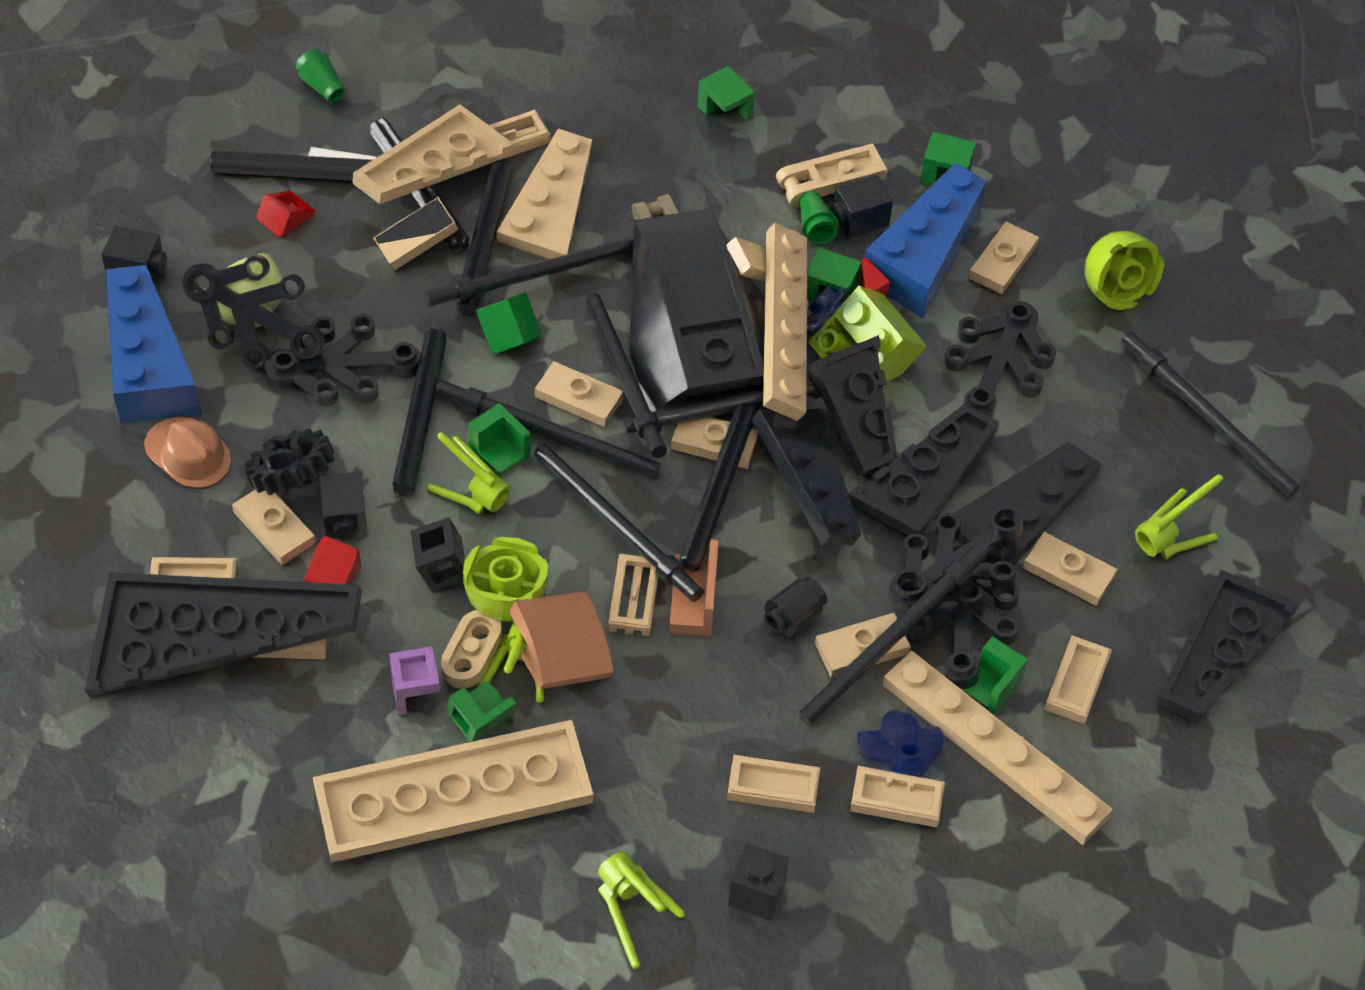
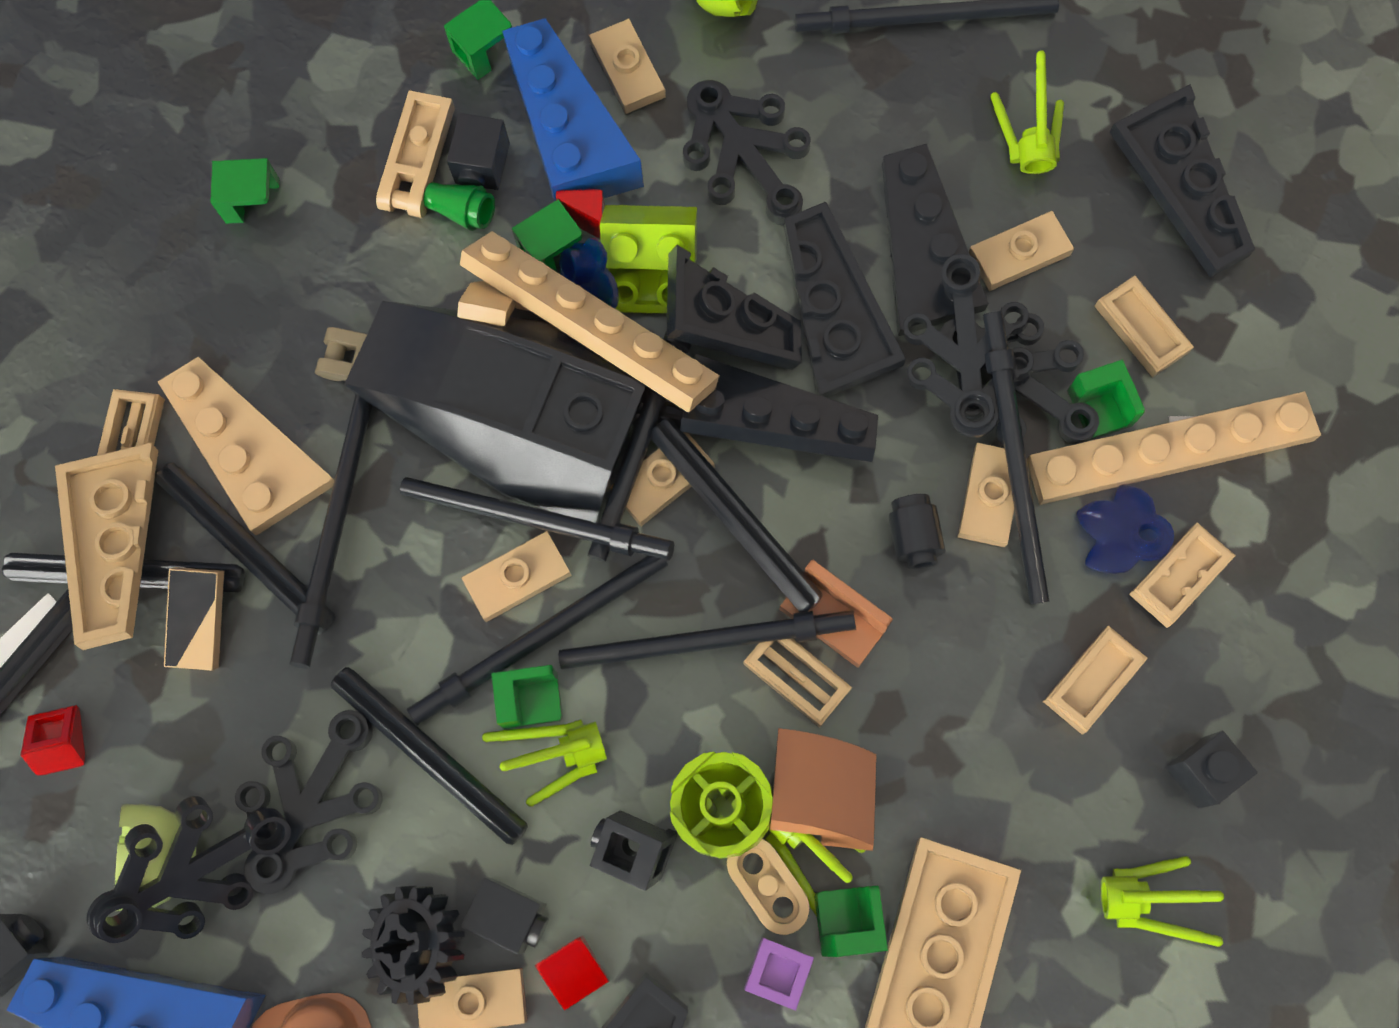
camera: 50 degrees left, 20 degrees up
(509, 323) = (381, 593): green panel -> none

